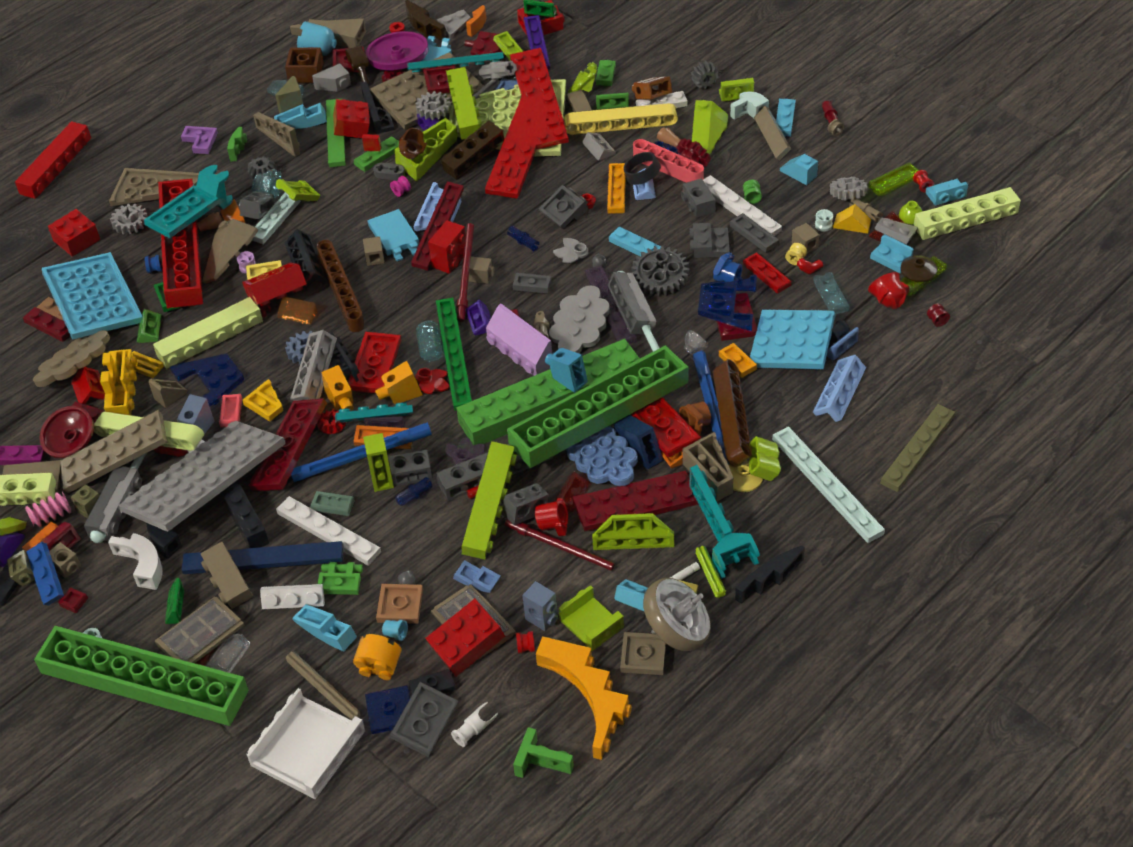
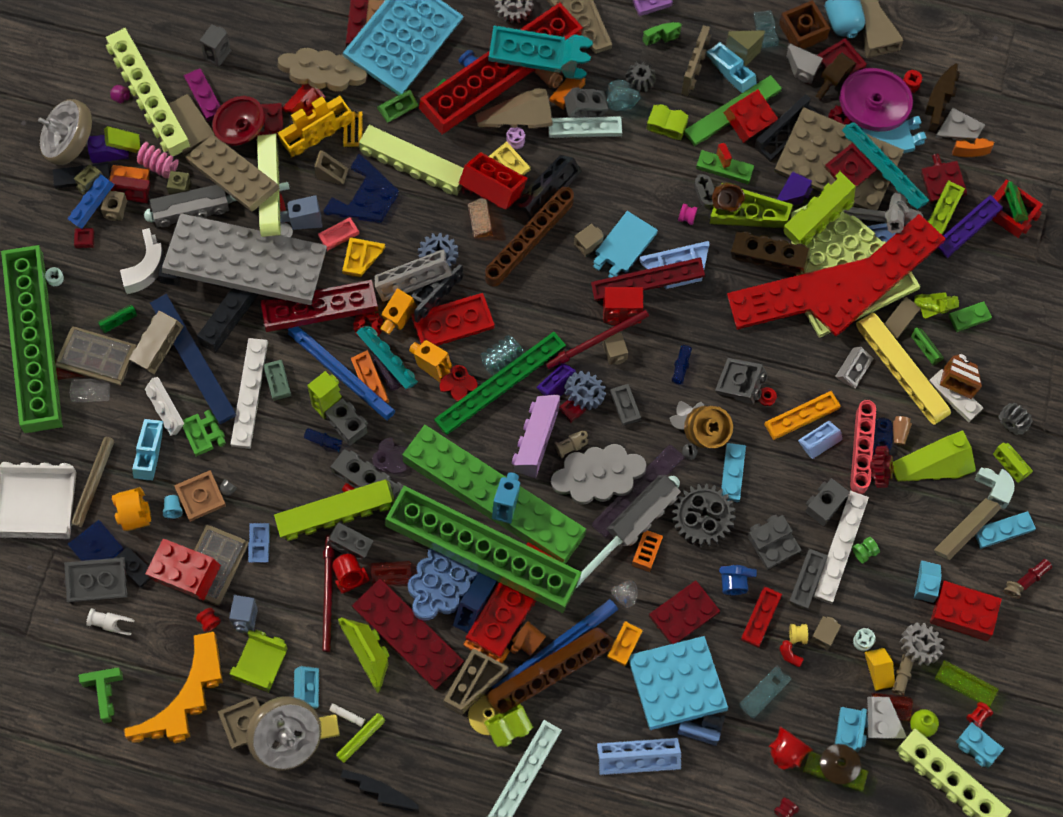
camera: 55 degrees right, 20 degrees up
(298, 190) = (623, 130): lime plate -> none
(314, 168) = (667, 122): none -> lime brick
(433, 105) = (812, 180): light grey gear -> none
(502, 296) = (585, 390): none -> sand blue gear
(590, 234) = (708, 427): none -> pearl gold wheel
(645, 175) = (834, 440): black tyre -> none
(677, 322) = (642, 564): none -> orange slope
(719, 298) = (687, 590): clear blue wing -> none
(730, 546) = (398, 730): teal hinge -> none
(838, 155) = (966, 611): none -> red brick

